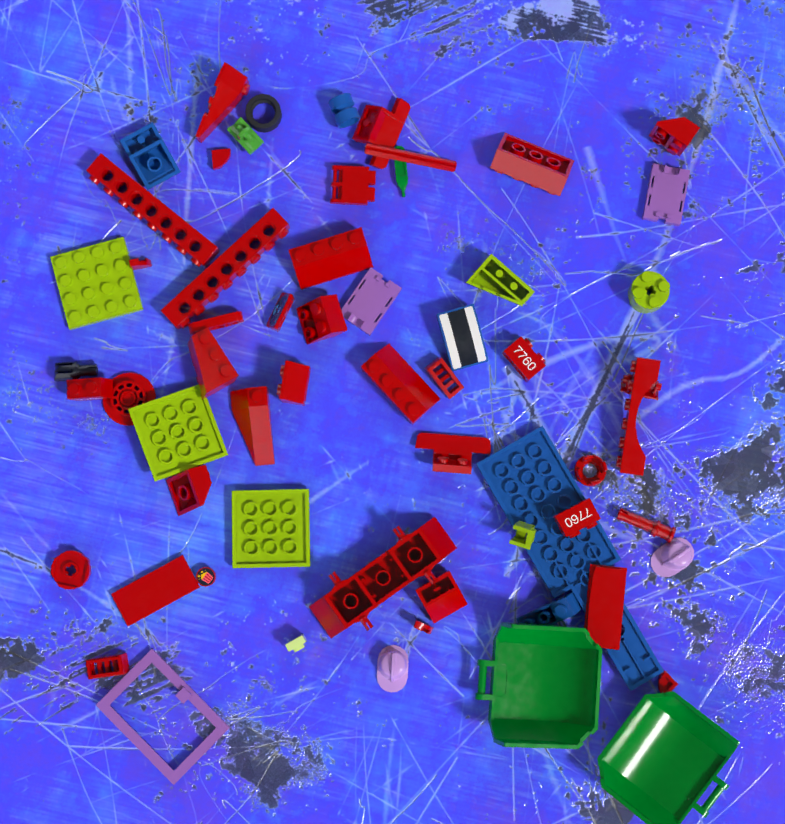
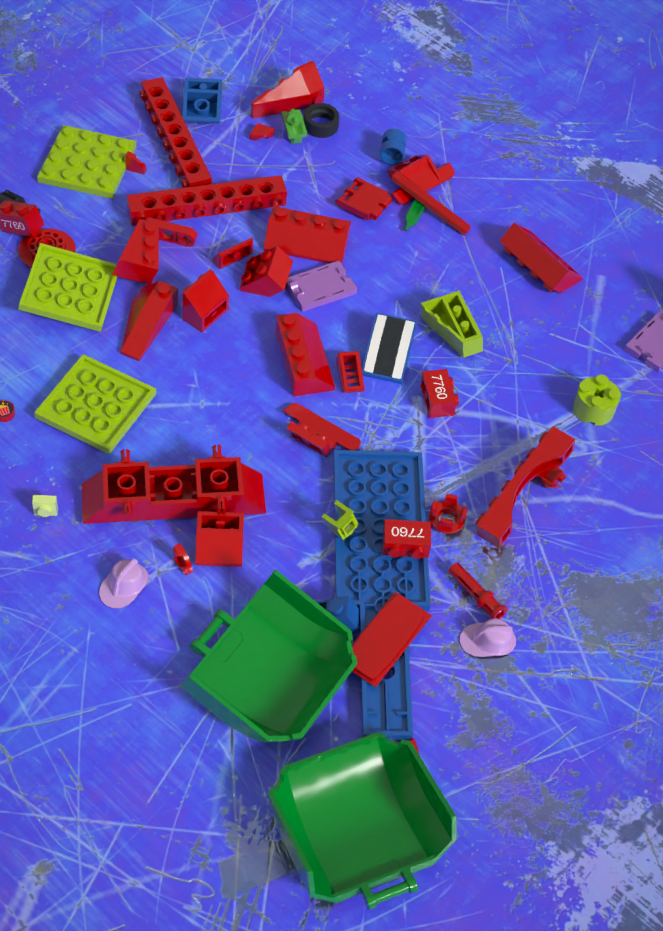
camera: 25 degrees right, 30 degrees down
(189, 488) = (47, 331): red slope -> none

